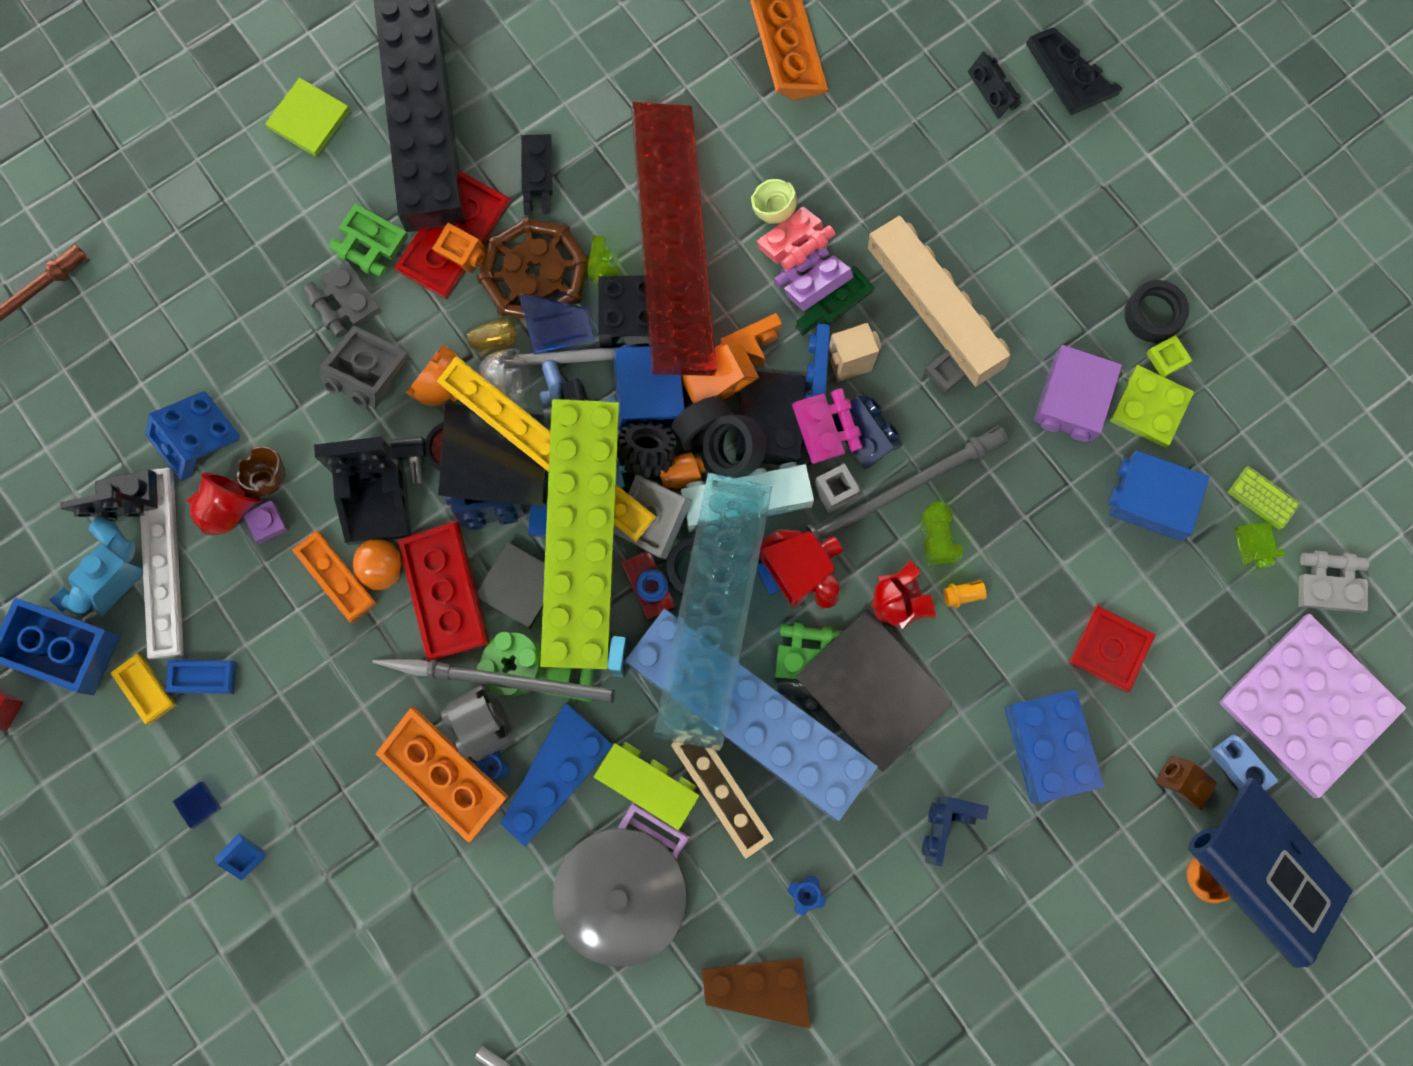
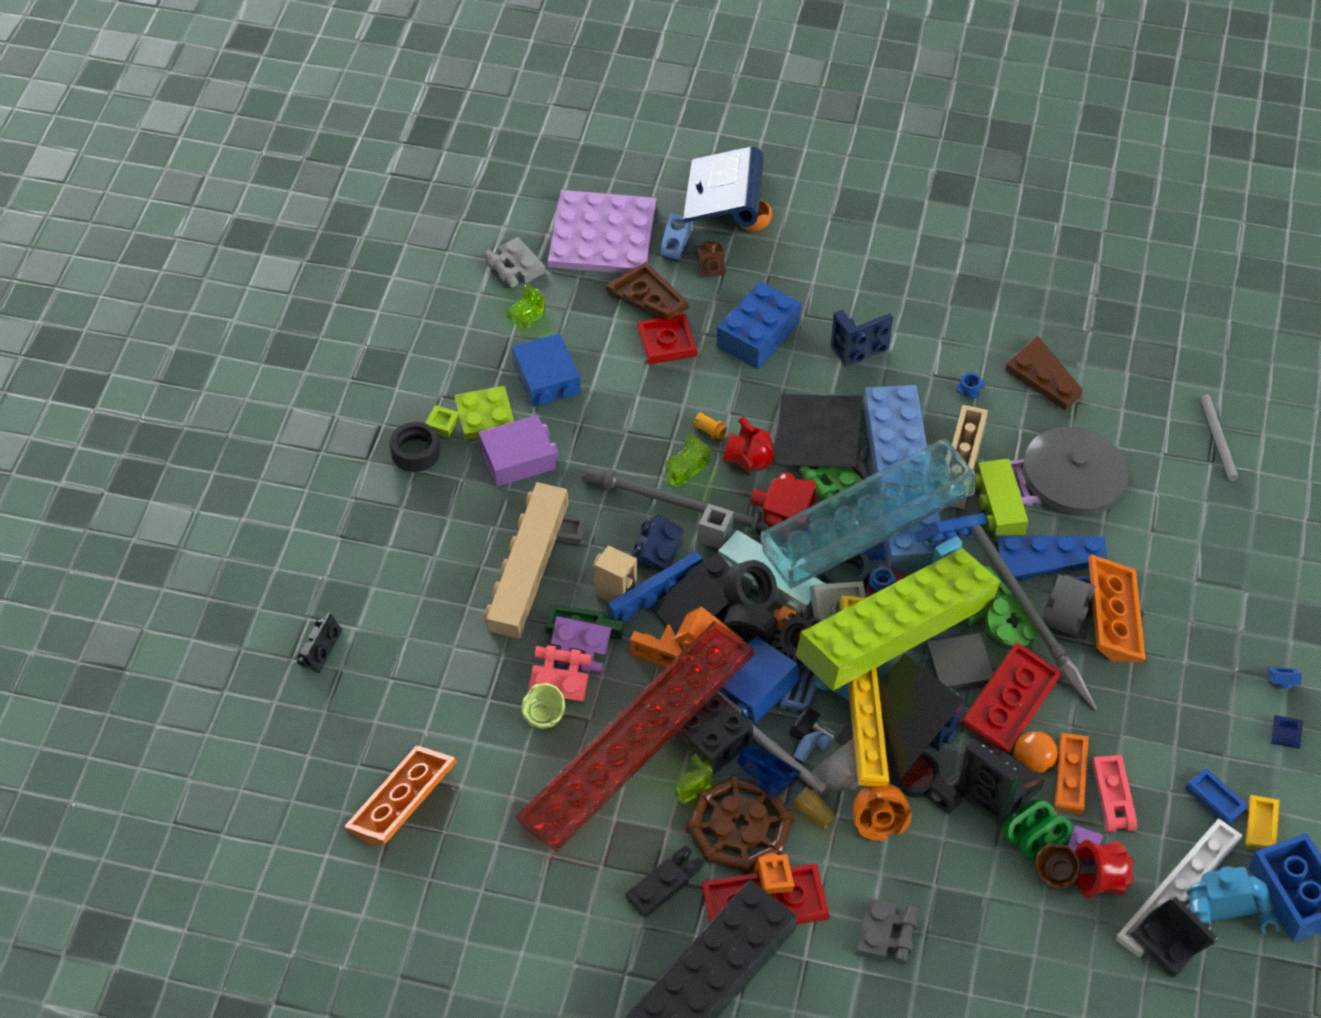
camera: 130 degrees left, 25 degrees down
(189, 432) = (1081, 939): blue bracket -> none
(282, 590) = (1114, 793): none -> coral plate
(295, 491) = (1043, 835): none -> green plate
(320, 496) = (1025, 819): none -> green plate
(362, 367) = (921, 866): dark grey plate -> none
(373, 232) = (818, 950): bright green plate -> none
(638, 680) = (950, 528): none -> blue plate
(819, 428) = (687, 555): dark pink plate -> none
(1070, 75) = (268, 604): black wing -> none
(1187, 677) = (648, 291): none -> reddish brown wing
(1263, 497) = (492, 324): lime tile -> none

